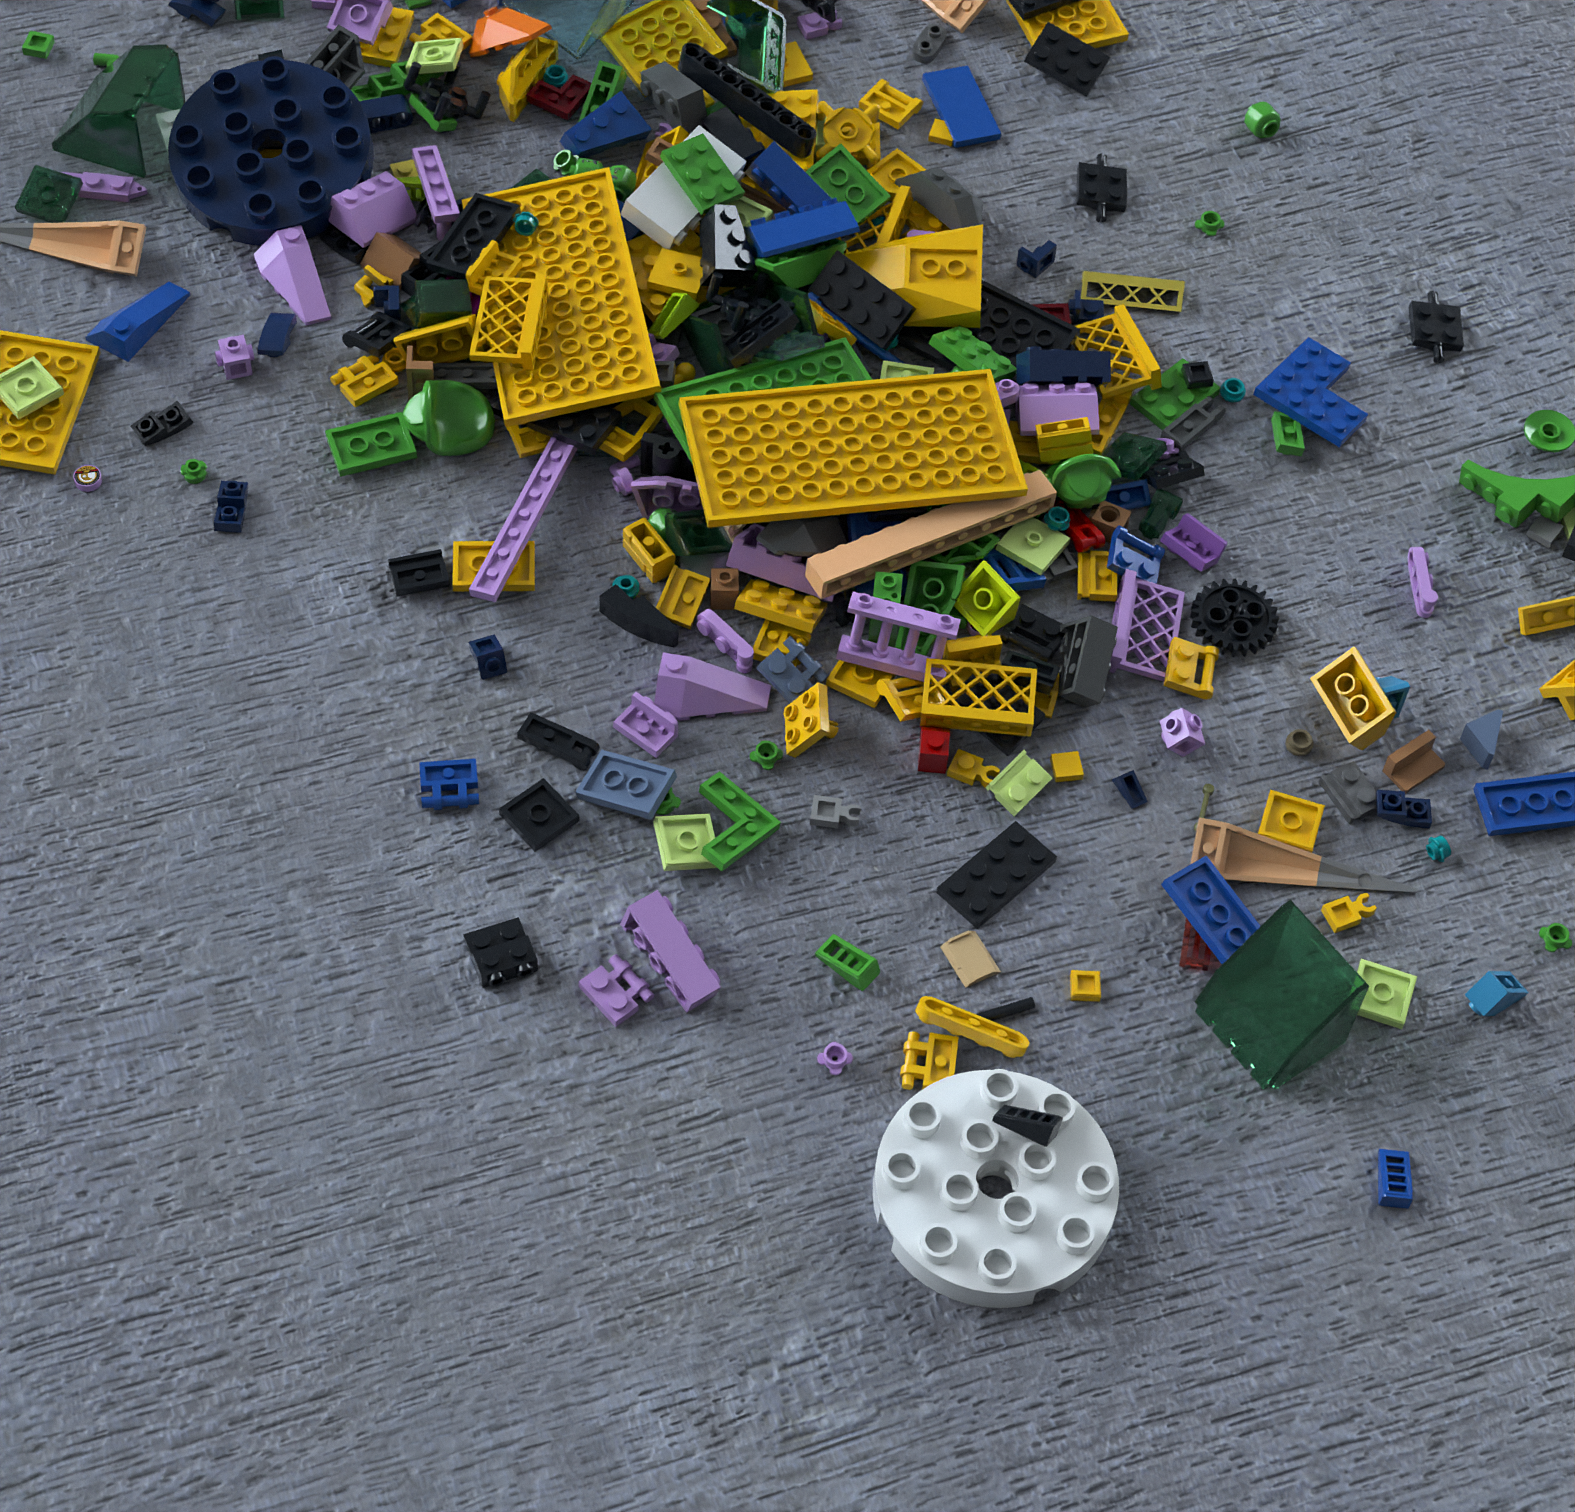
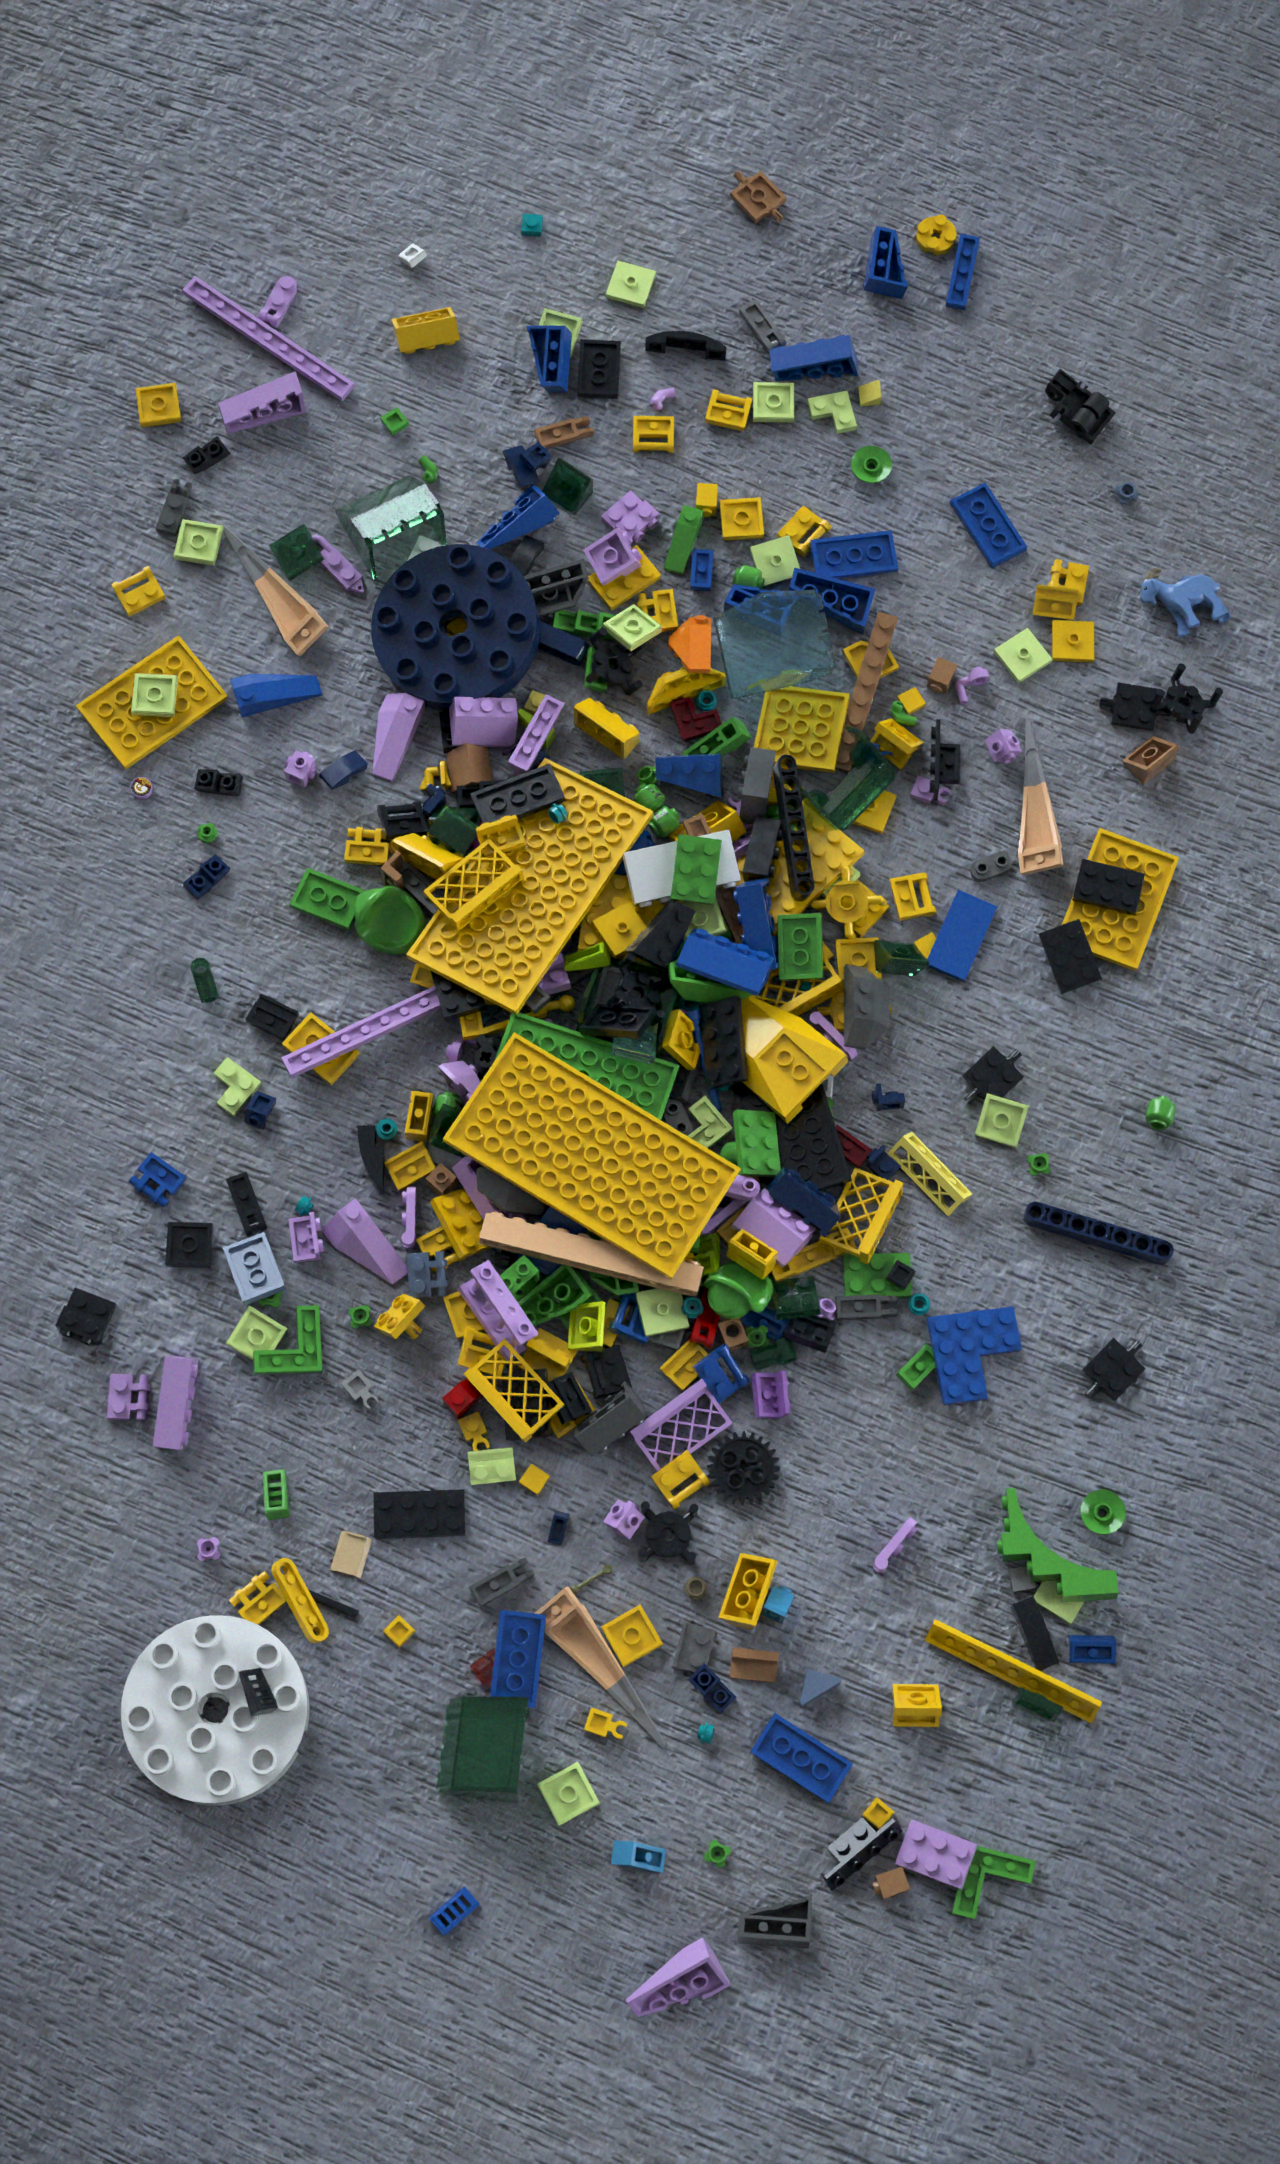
camera: 45 degrees right, 15 degrees up
(242, 34) = (530, 513): none -> blue wedge
(319, 587) = (204, 981): none -> clear green piece
(444, 648) = (241, 1086): none -> yellowish green plate
(490, 149) = (606, 727): none -> yellow slope
(615, 702) = (304, 1206): none -> teal plate
(934, 151) = (898, 958): none -> clear green slope
(1130, 873) = (499, 1583): none -> dark grey hinge
(1138, 509) = (753, 1341): none -> bright green plate
(1145, 210) = (1001, 1120): none -> yellowish green plate
(1233, 707) = (671, 1521): none -> black plate
(1312, 237) = (1109, 1232): none -> dark blue beam

